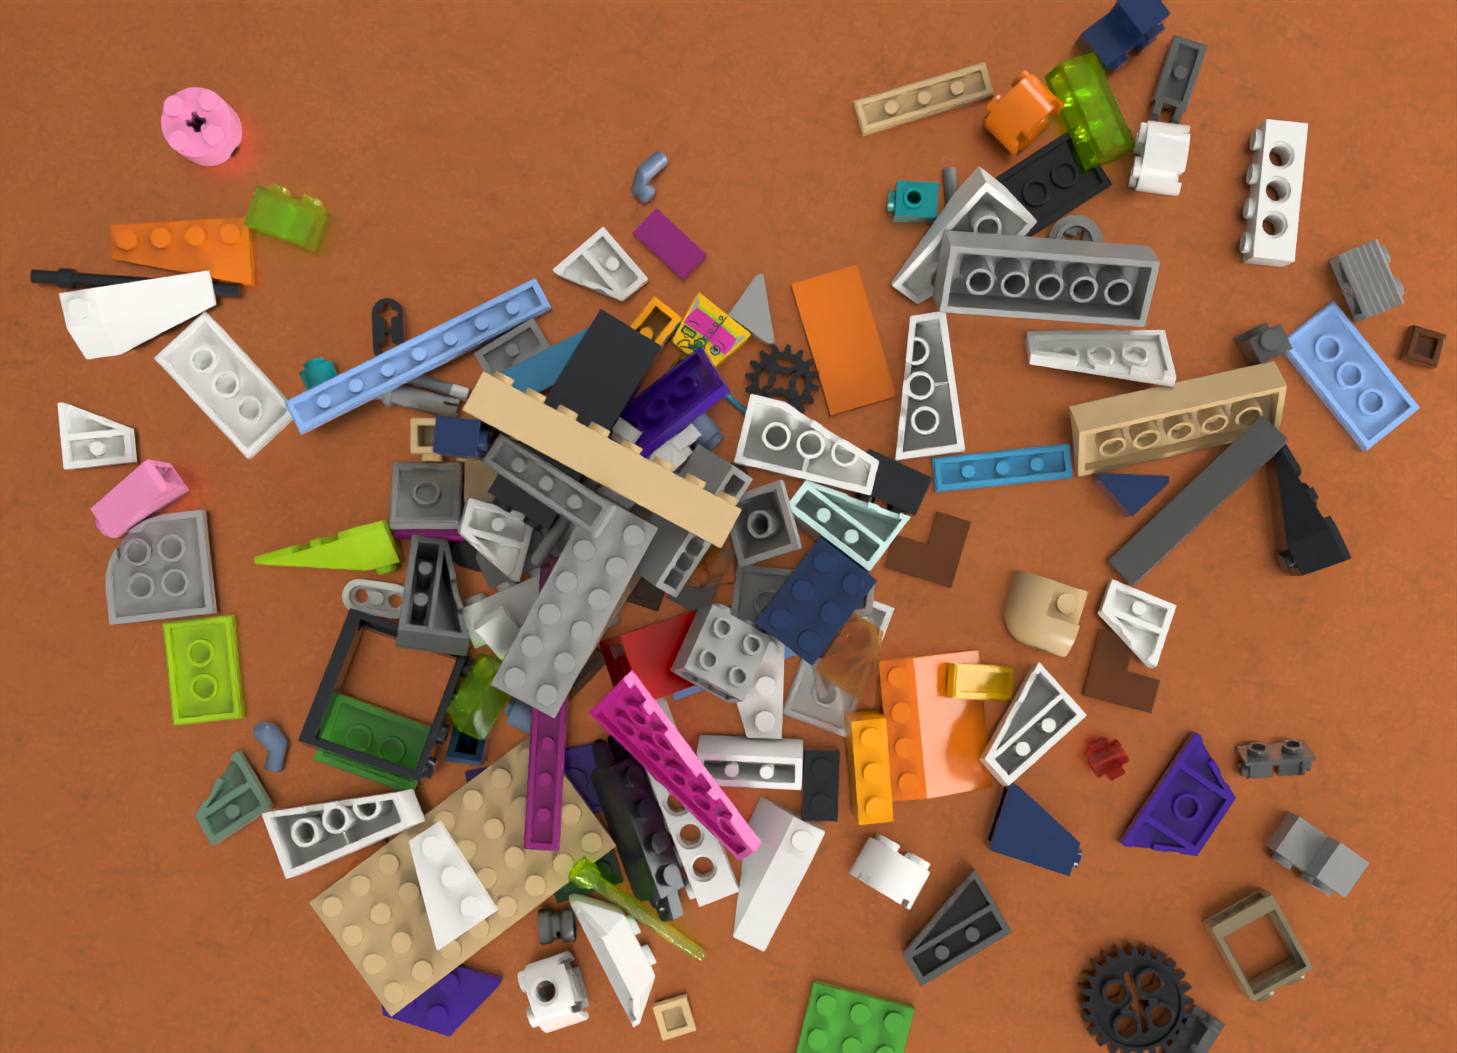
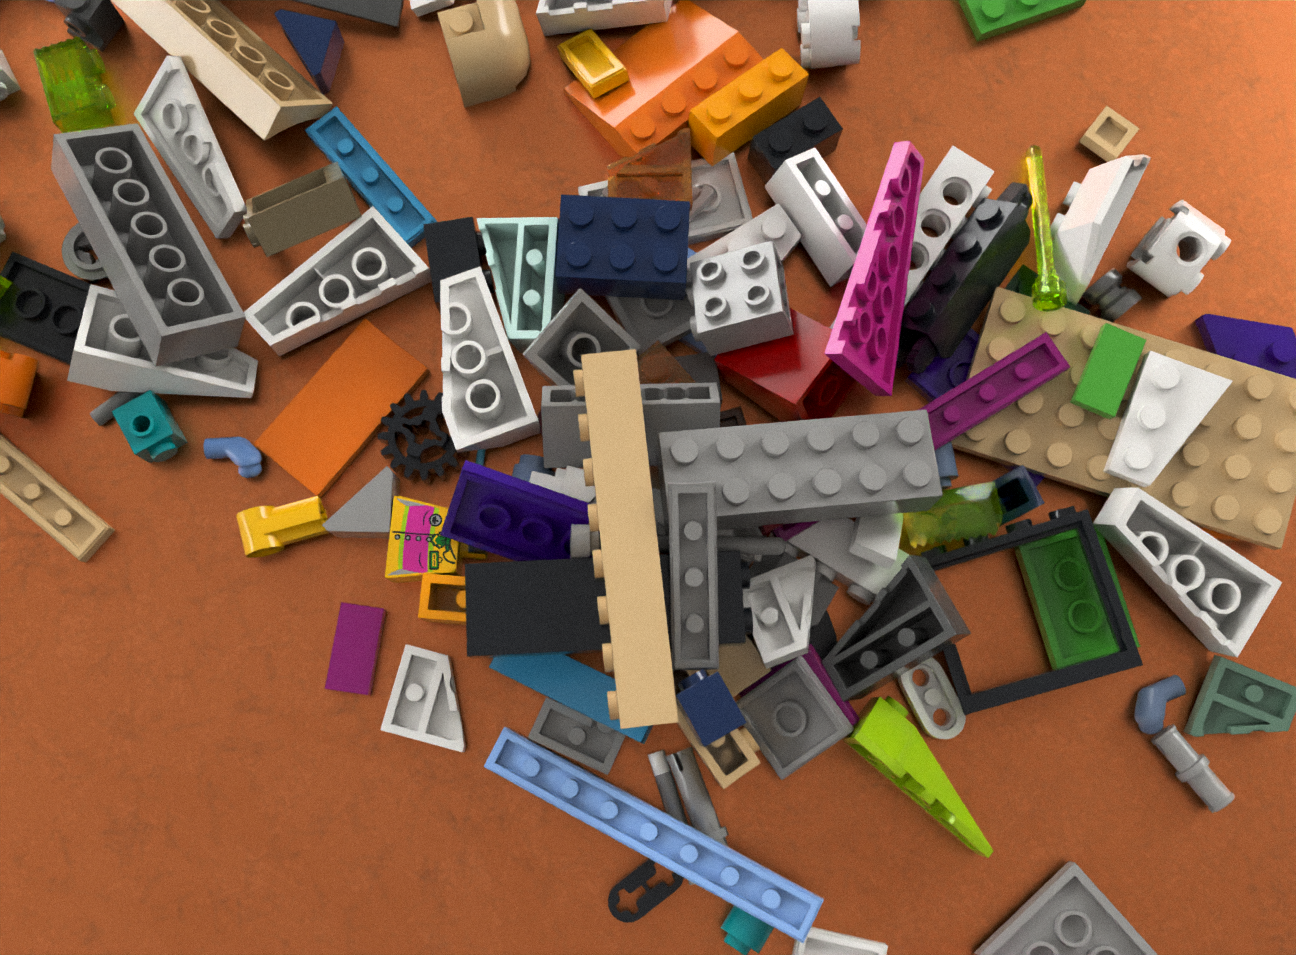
camera: 125 degrees left, 10 degrees down
(203, 670) = (1136, 832): lime tile -> none
(215, 735) = (1193, 768): none -> light grey pin
(503, 873) = (1108, 371): none -> bright green tile
(644, 174) = (294, 725): sand blue arm -> none
(773, 870) = (928, 122): white wedge -> none
(787, 241) = (269, 527): none -> yellow piece
(858, 251) = (239, 450): none -> medium blue arm
(936, 559) = (497, 179): reddish brown tile -> none
(1000, 400) = (300, 210): none -> dark tan window
(1211, 301) = (74, 85): none -> clear neon green brick

